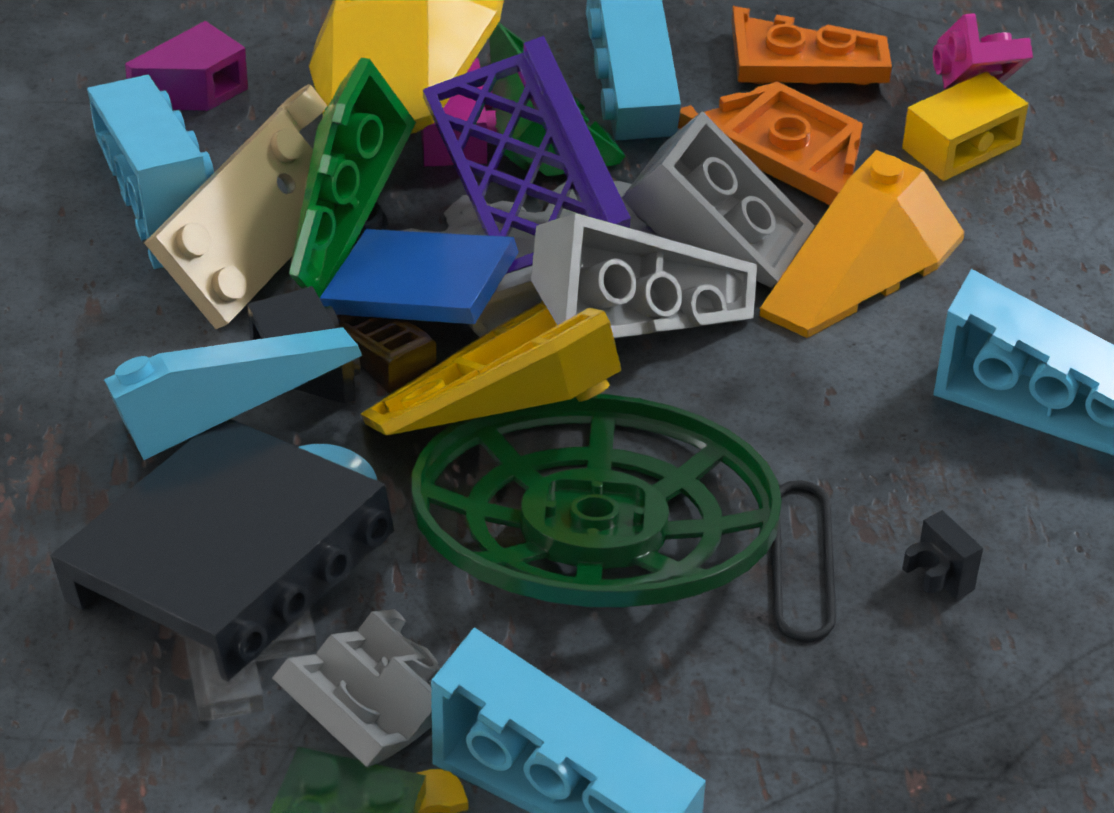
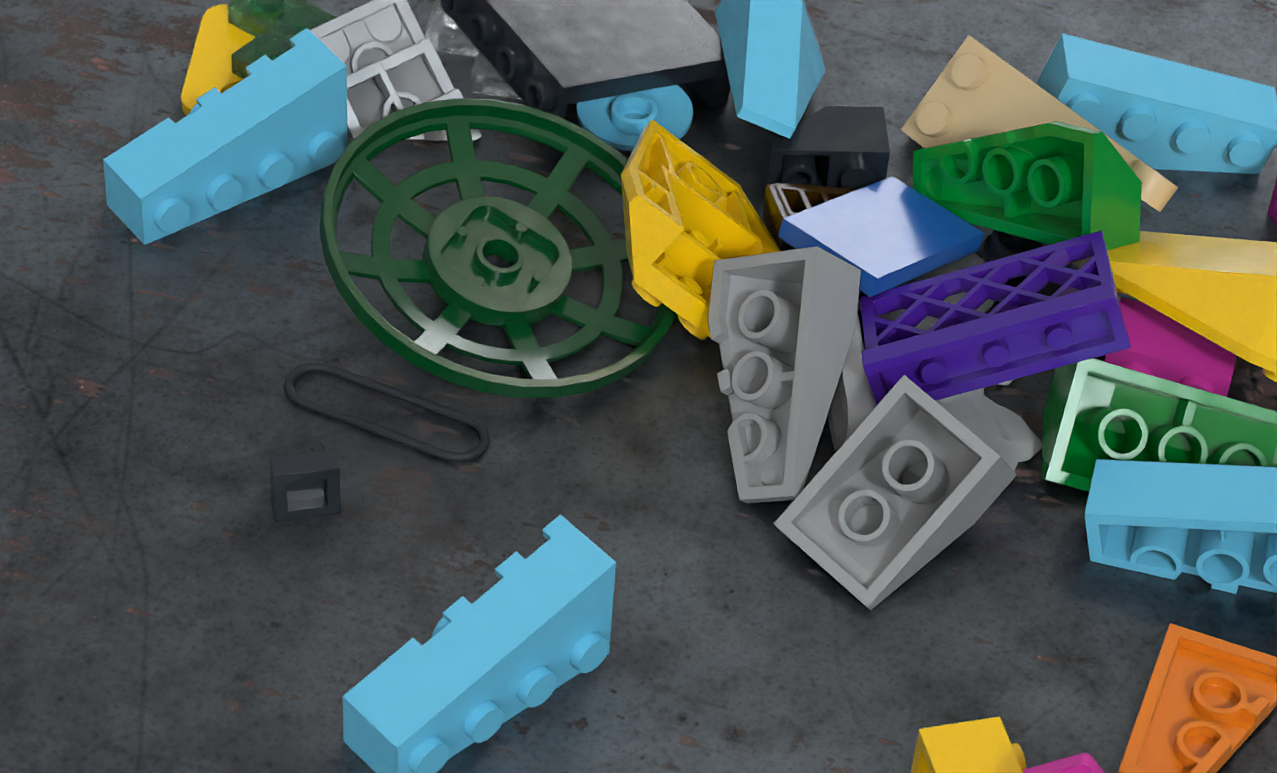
camera: 110 degrees right, 0 degrees up
(789, 137) = (1020, 629): orange wing -> none
(869, 240) = (806, 628): light orange wedge -> none

